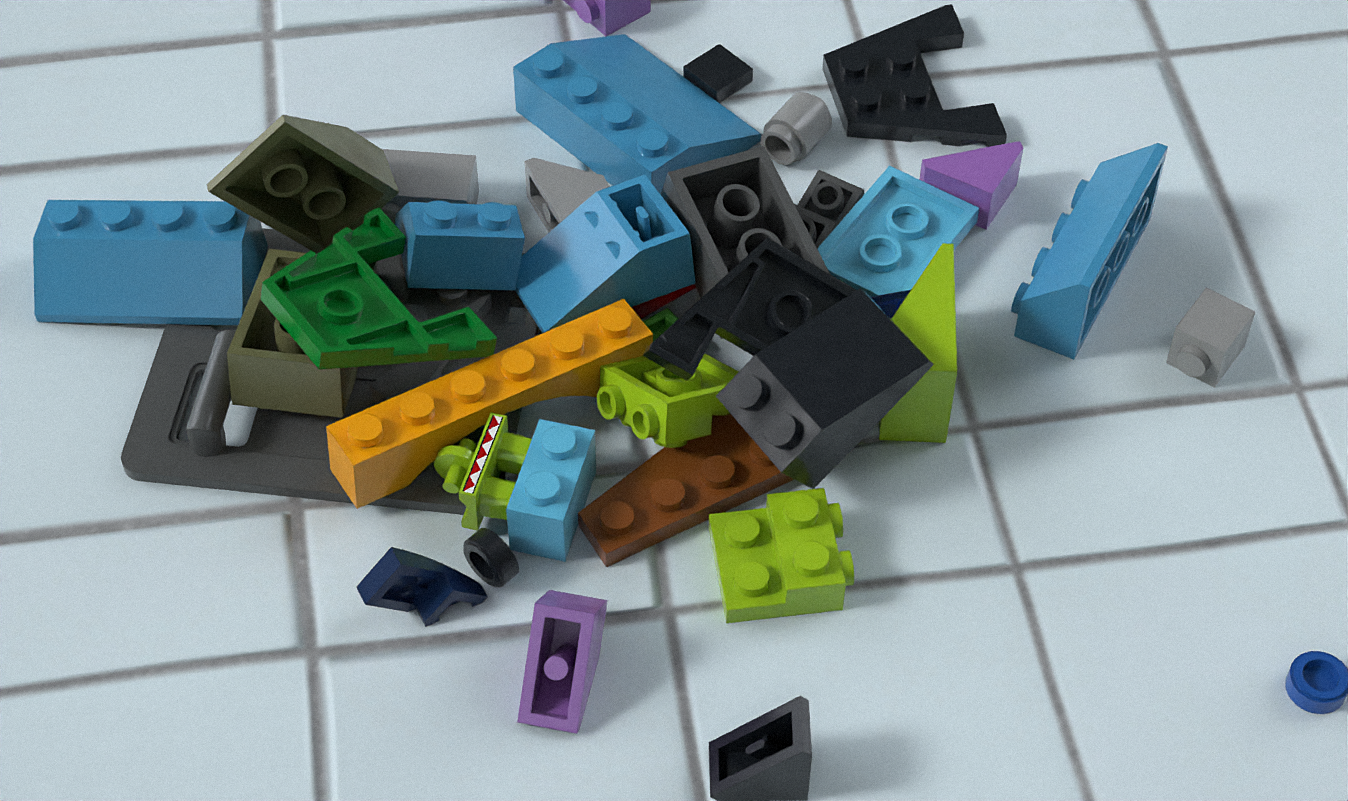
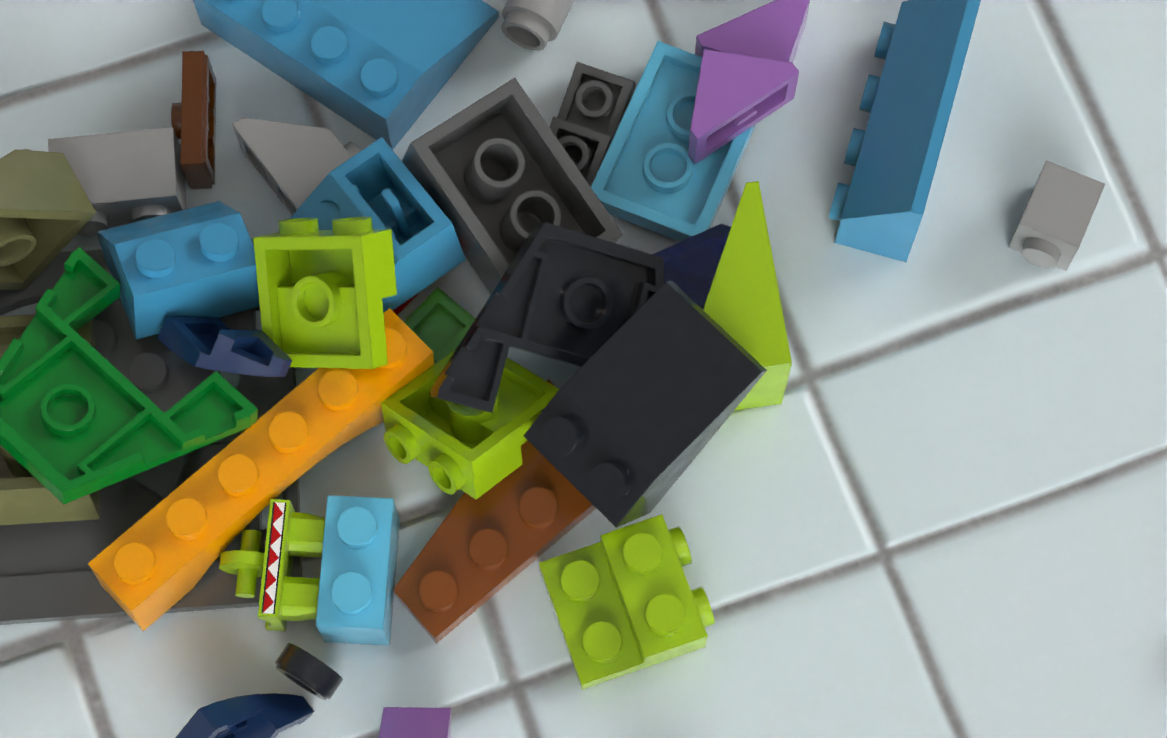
camera: 10 degrees left, 20 degrees up
(483, 296) = (213, 346): none -> dark blue slope
(497, 158) = (196, 120): none -> reddish brown plate
(572, 264) = (326, 291): none -> lime plate
(947, 203) = (734, 96): none -> medium lavender slope

